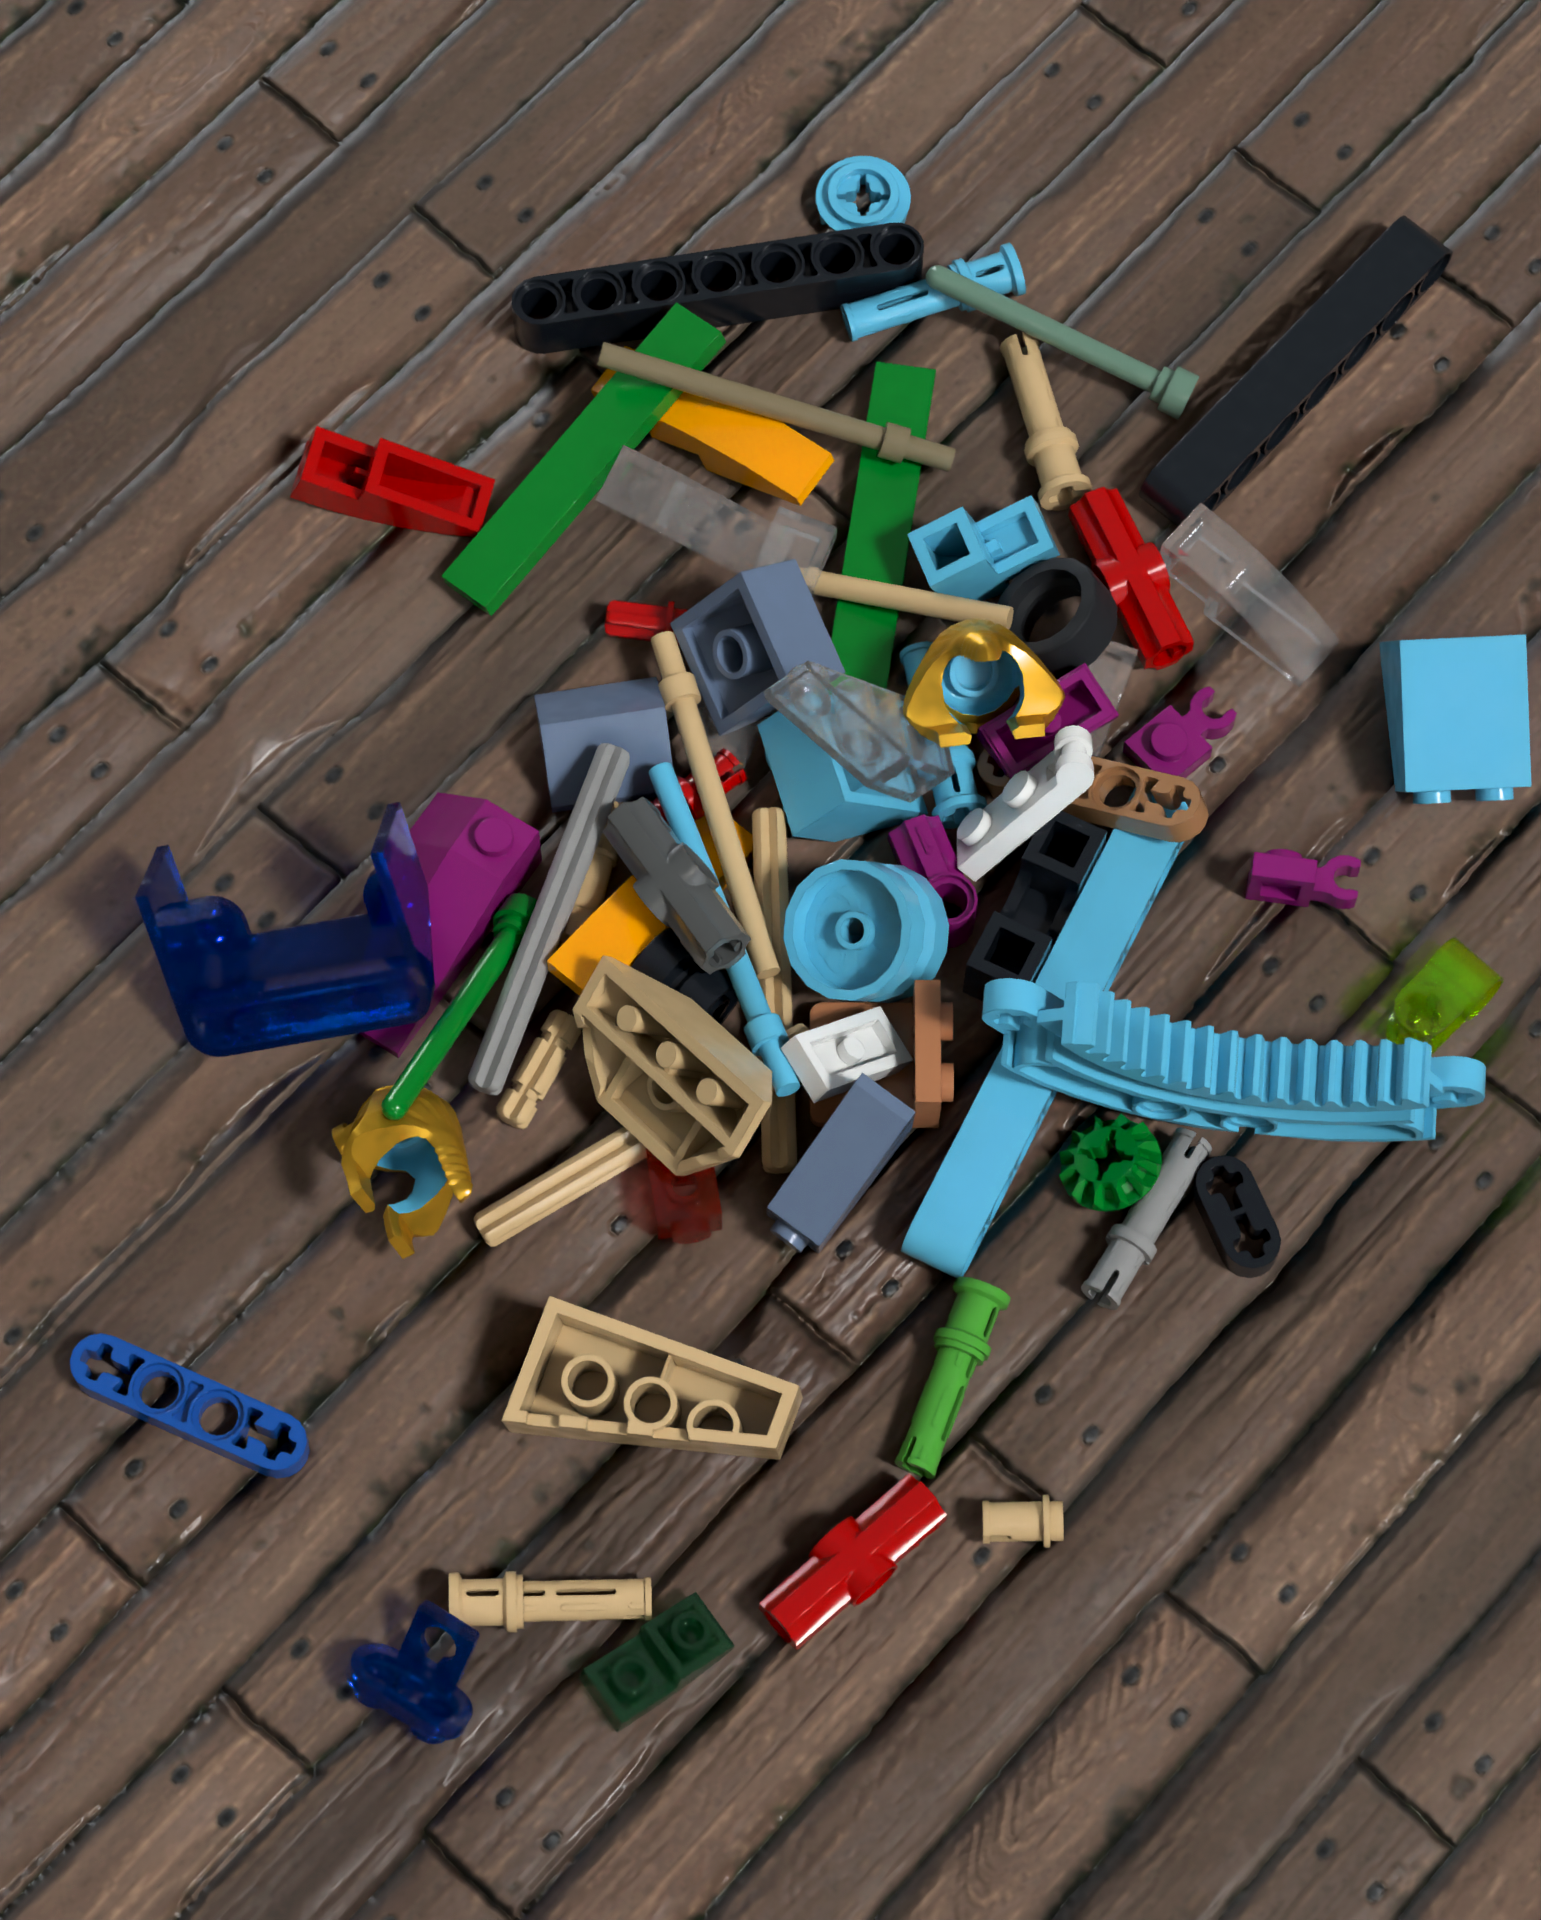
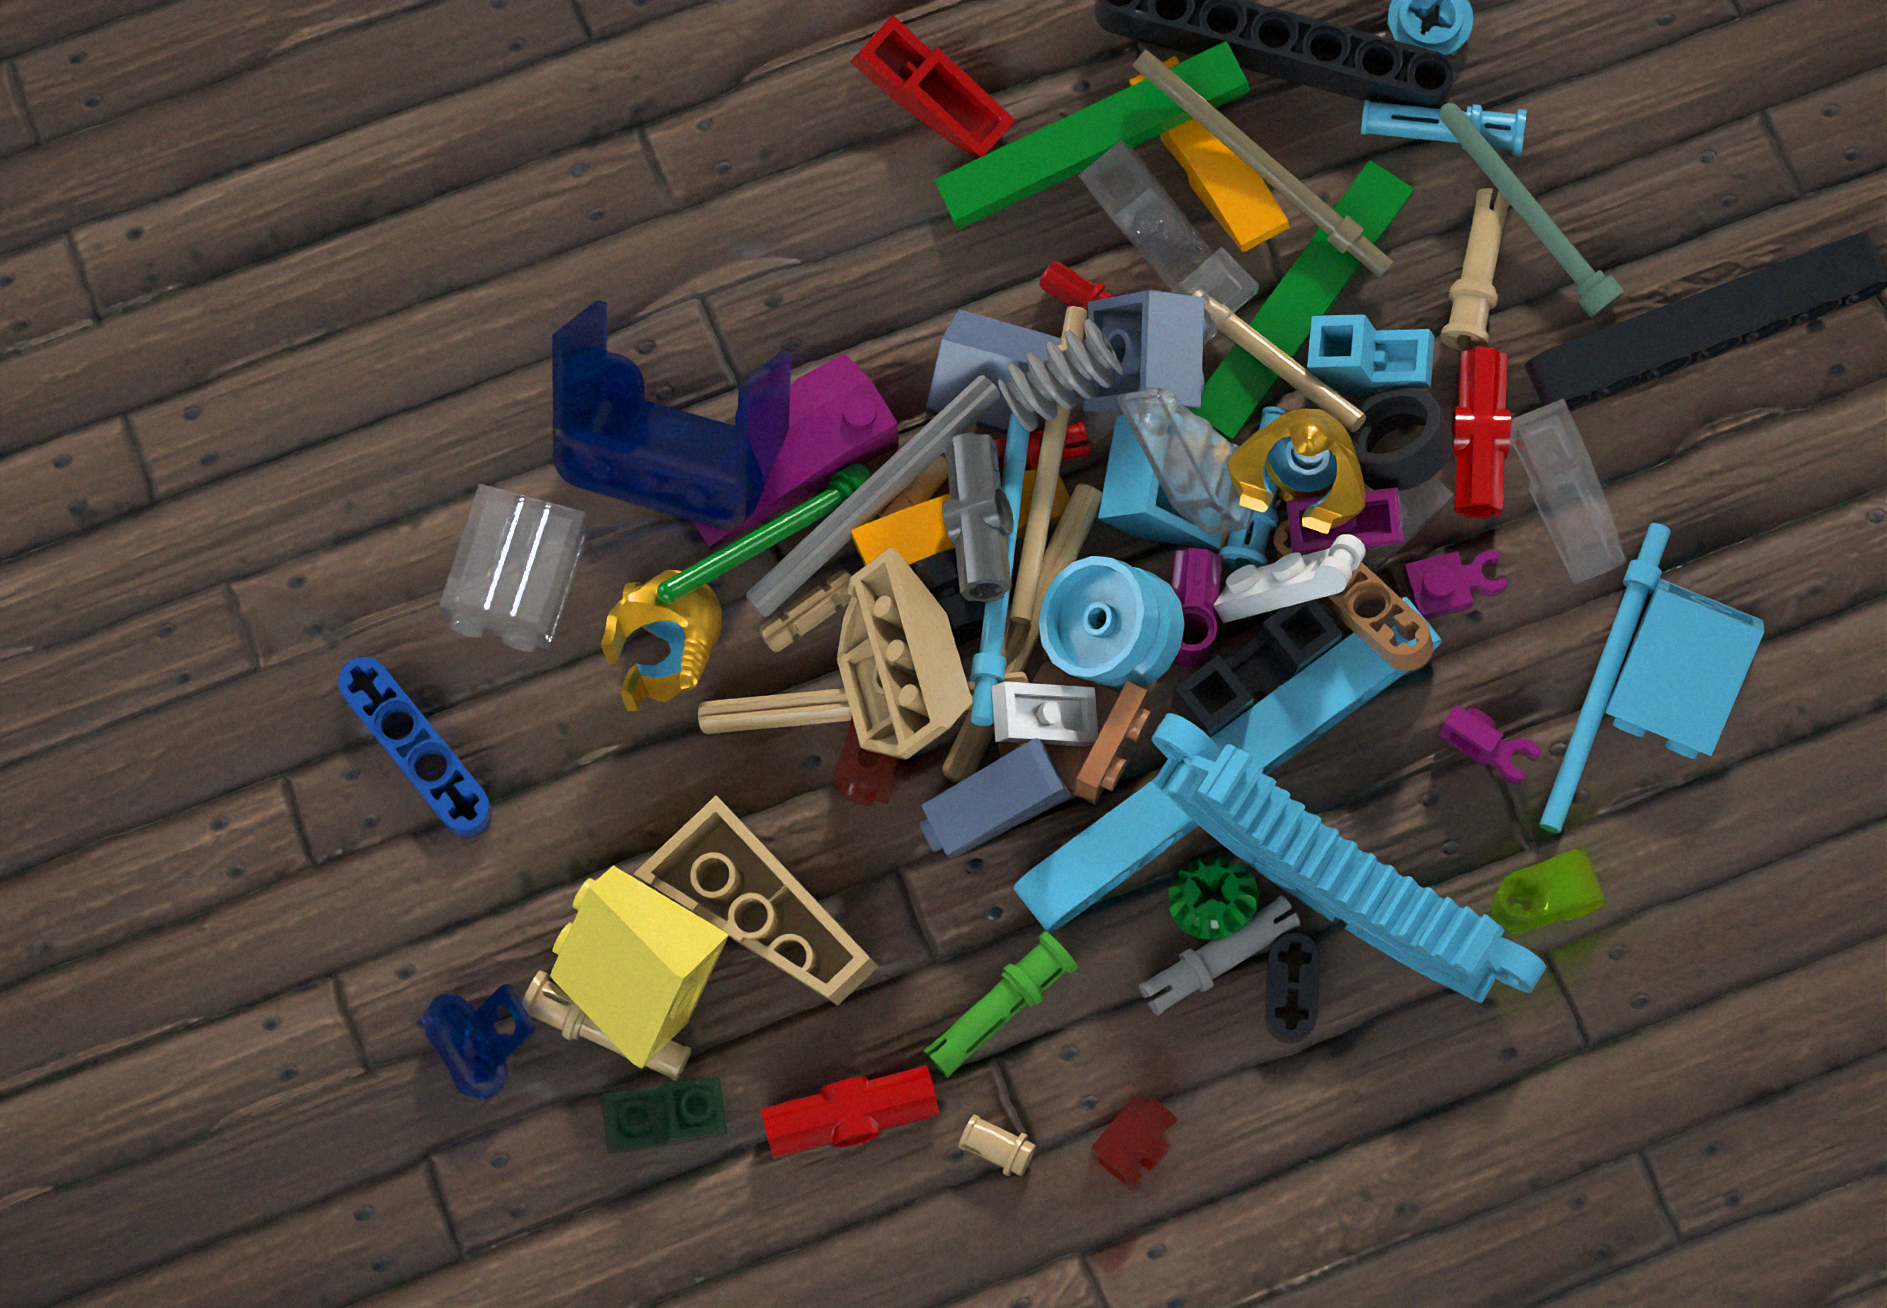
camera: 30 degrees right, 5 degrees up
(203, 1169) = (514, 568): none -> clear brick
(548, 1511) = (635, 962): none -> light yellow slope
(687, 702) = (1060, 376): none -> light grey piece
(1162, 1447) = (1134, 1141): none -> clear red brick
(1365, 652) = (1640, 581): none -> medium azure bar

